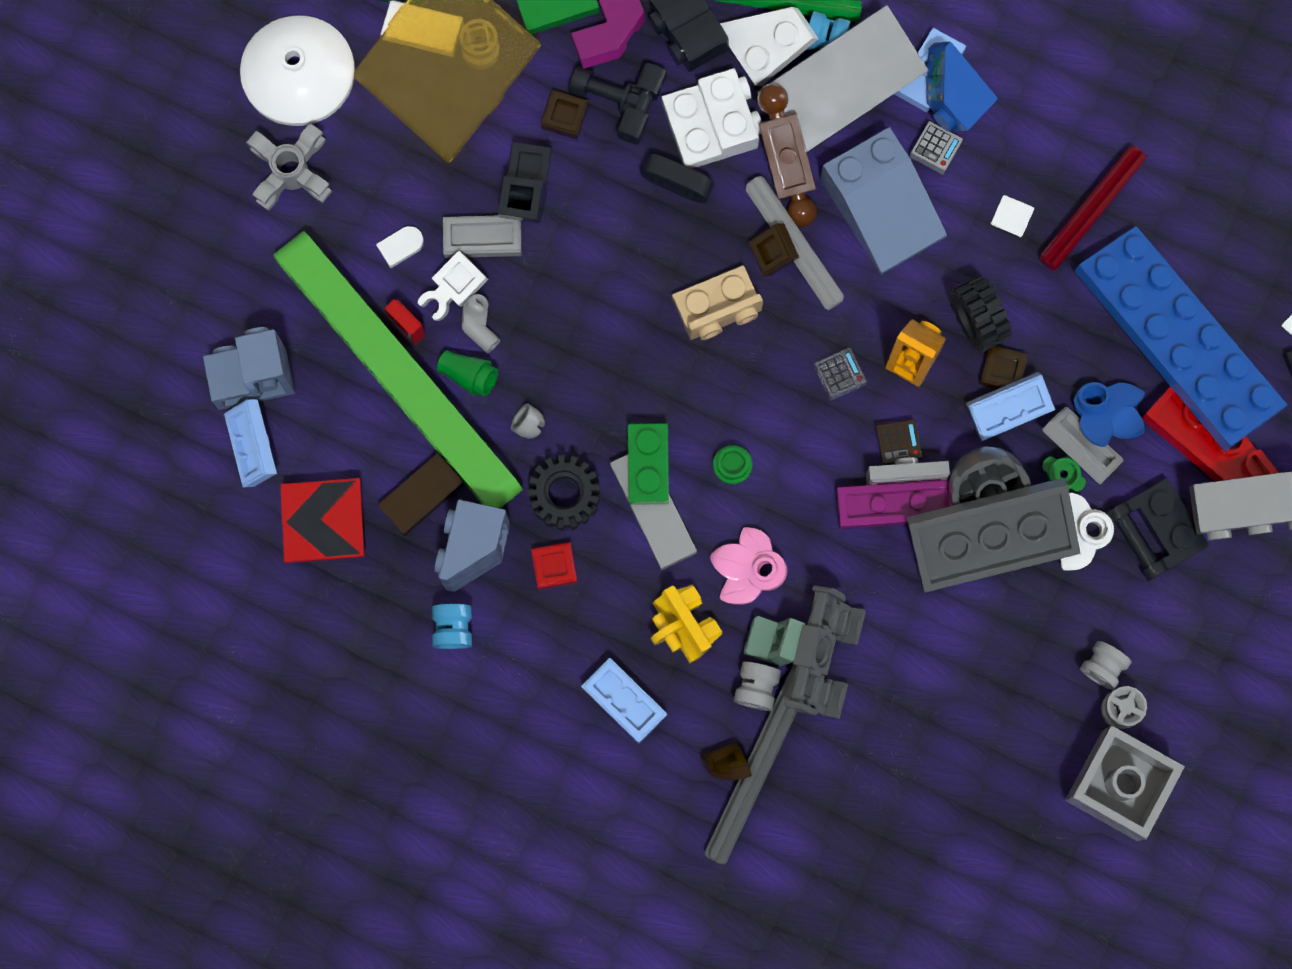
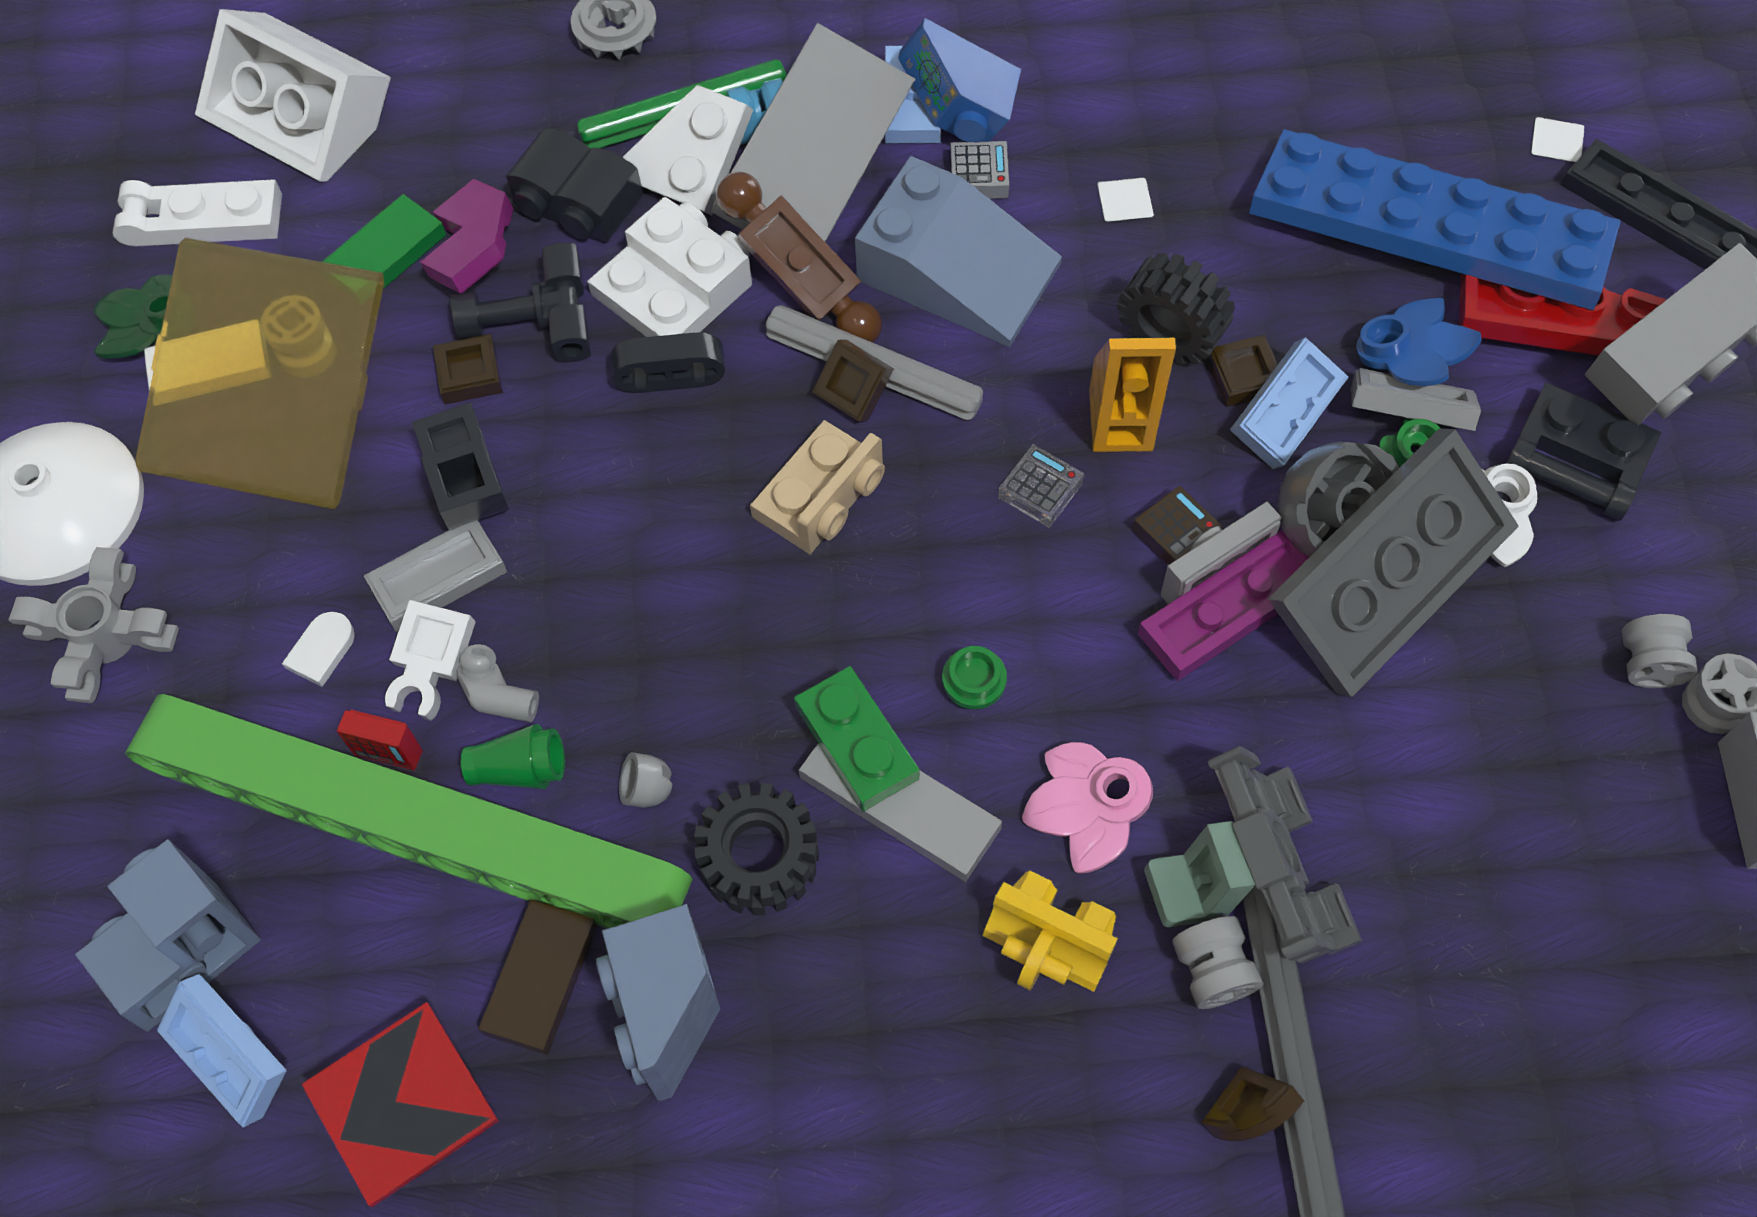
camera: 30 degrees left, 15 degrees down
(451, 626) = (699, 1149): dark azure wheel -> none
(554, 566) = (804, 965): red tile -> none
(624, 700) = (1036, 1105): light blue plate -> none
(1092, 207) = (1216, 141): dark red axle -> none

